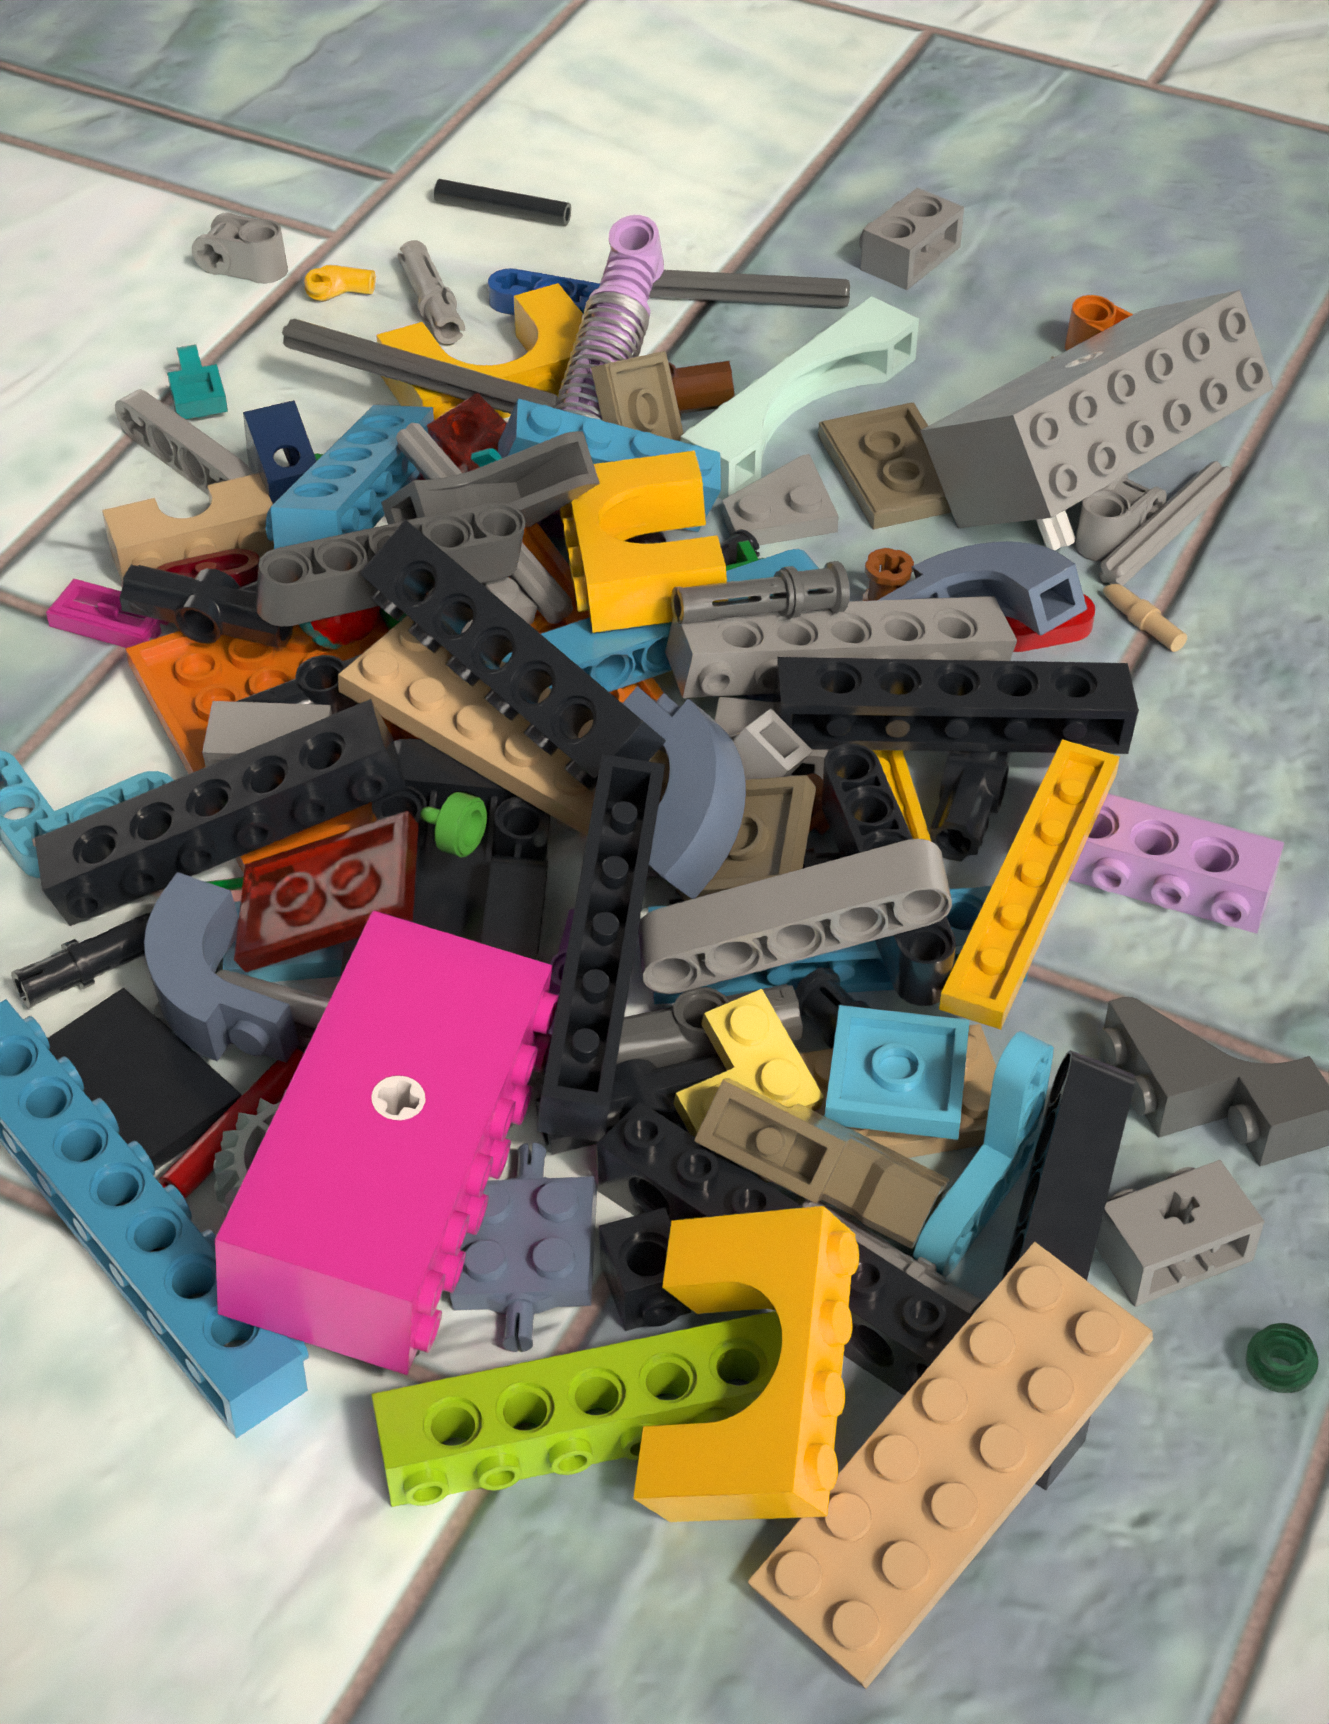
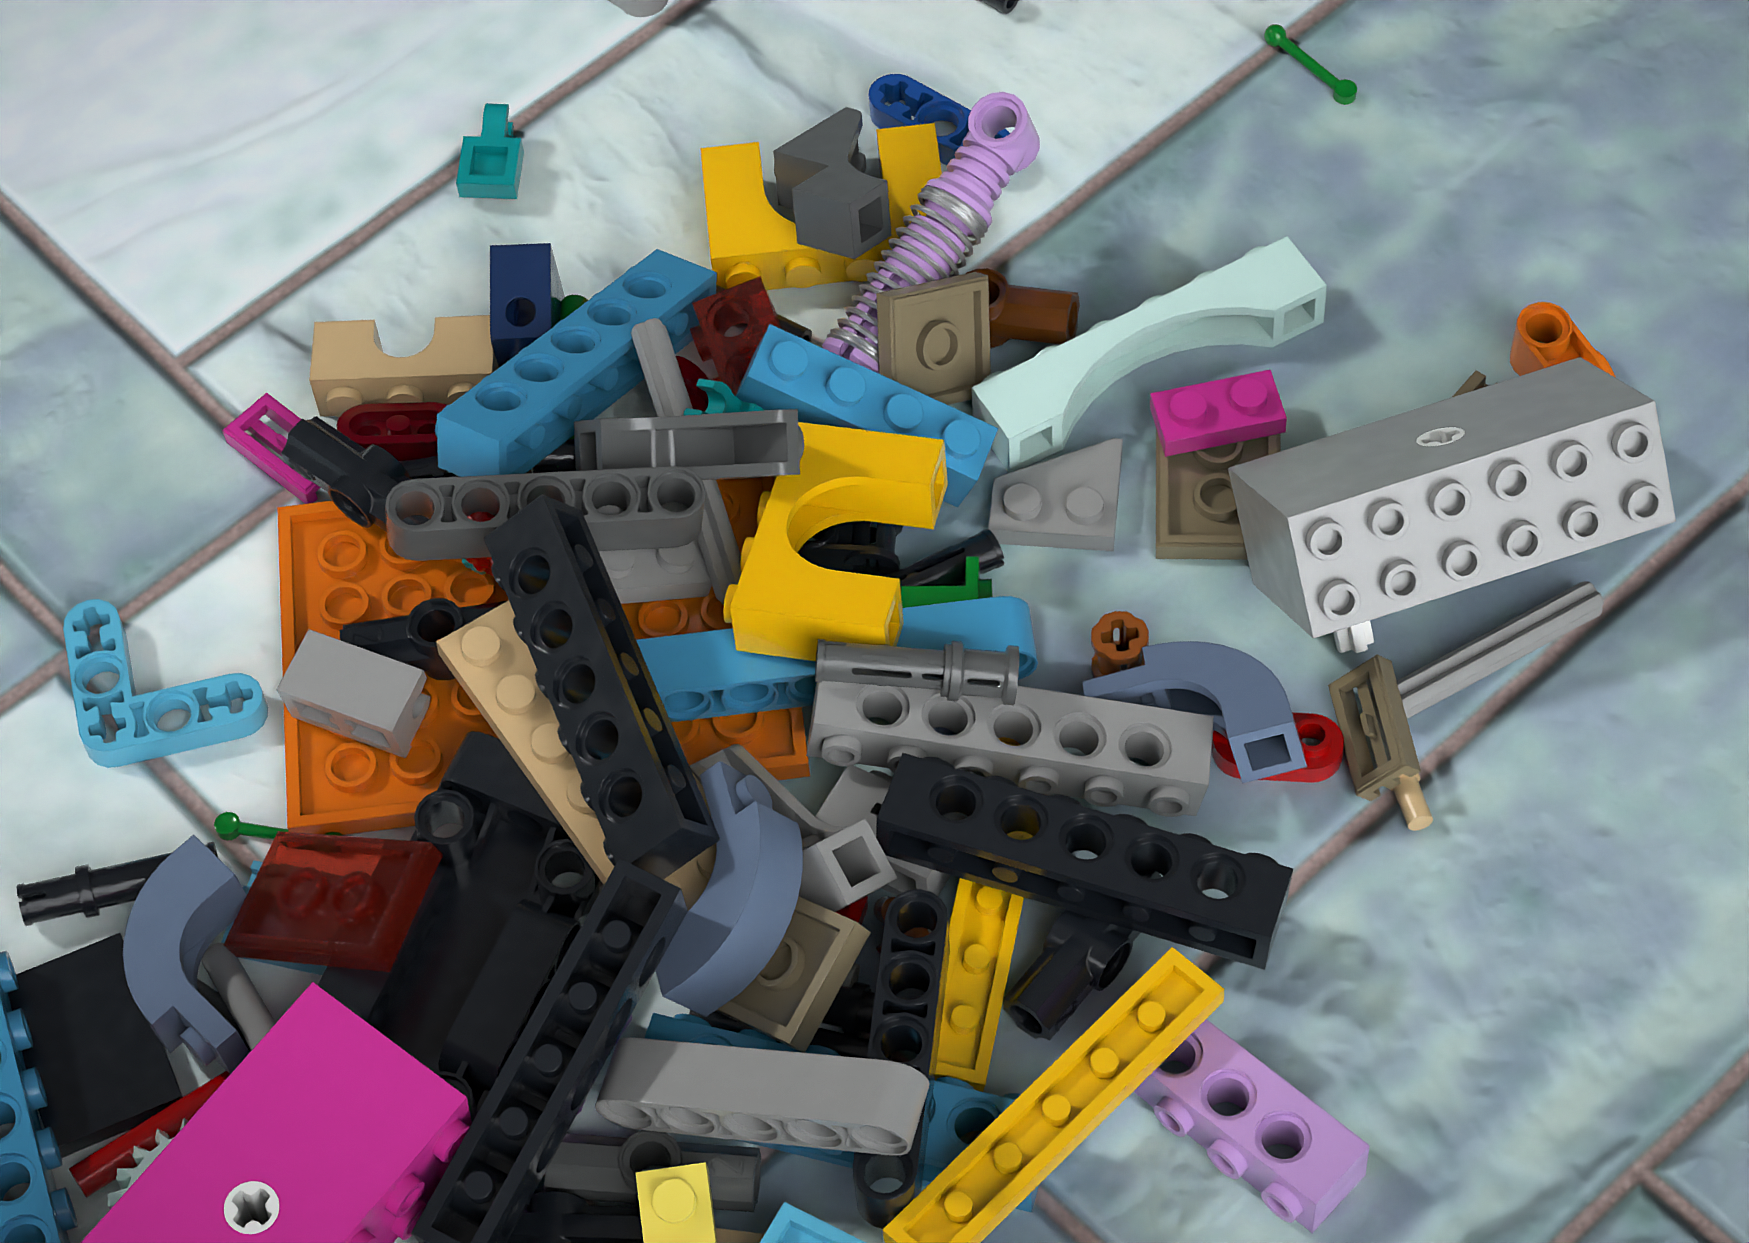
camera: 25 degrees right, 10 degrees up
(177, 441) = (441, 238): light grey beam -> none
(219, 813) = (272, 767): black brick -> none
(335, 280) = (708, 37): yellow arm -> none
(409, 367) = (719, 221): dark grey axle -> none
(435, 300) = (802, 101): light grey pin -> none
(458, 823) = (482, 865): bright green tile -> none
(504, 331) = (828, 189): none -> dark grey arch
(752, 288) = (1159, 165): dark grey axle -> none
(820, 998) = (806, 1173): black bush -> none
(849, 220) = (1344, 90): none -> green hinge
(876, 418) = (1218, 412): none -> dark pink plate
(911, 238) = (1393, 146): light grey brick -> none
(1114, 515) = (1434, 630): light grey piece -> none
(1137, 610) = (1381, 720): none -> dark tan tile

